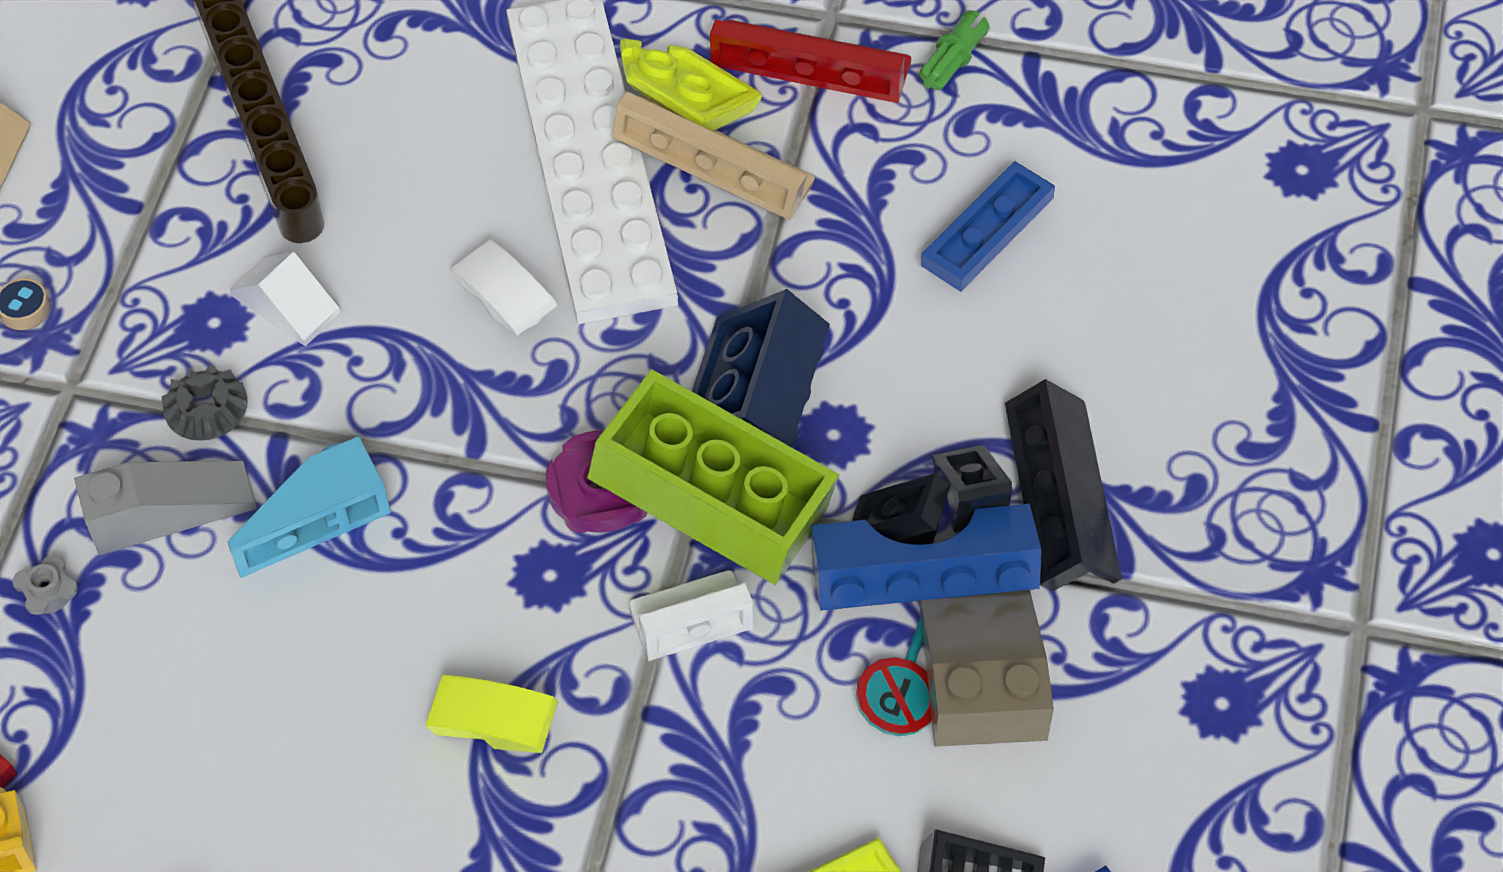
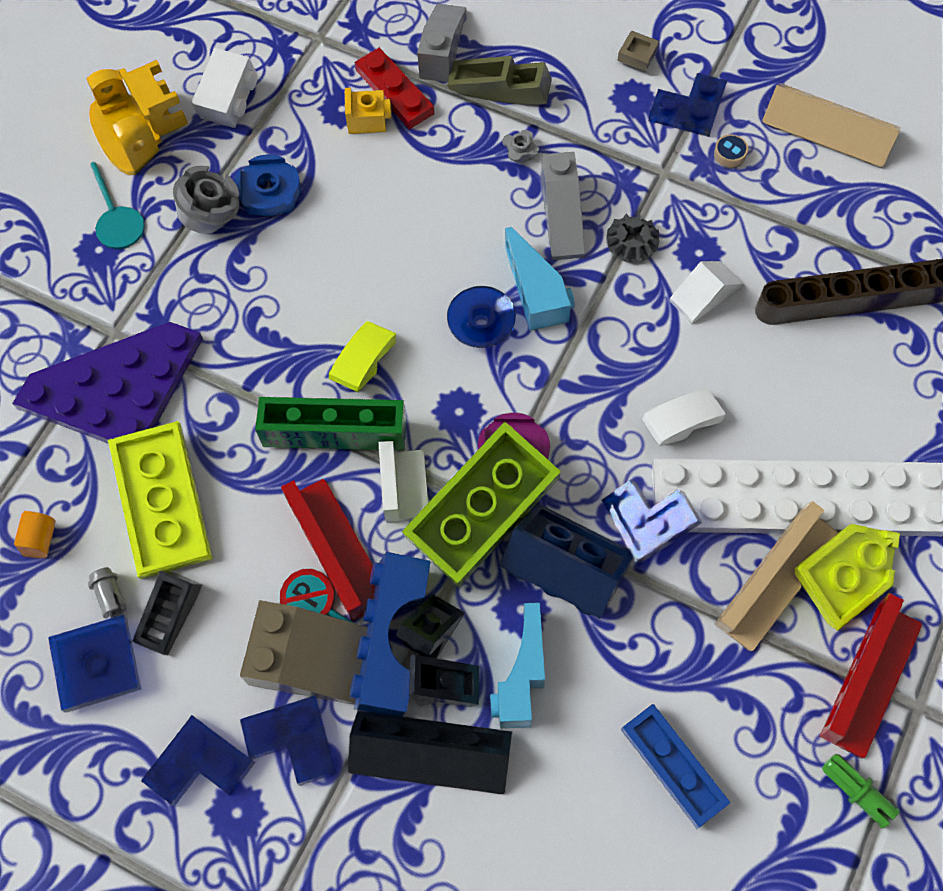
camera: 105 degrees right, 10 degrees up
(384, 546) = (481, 304): none -> clear blue dish
(627, 714) = (330, 423): none -> green brick
(687, 297) = (646, 527): none -> clear blue plate
(811, 679) = (333, 543): none -> red panel
(918, 395) = (513, 699): none -> medium azure slope
(1089, 655) = (294, 727): none -> clear blue plate
(1165, 774) = (193, 752): none -> clear blue plate

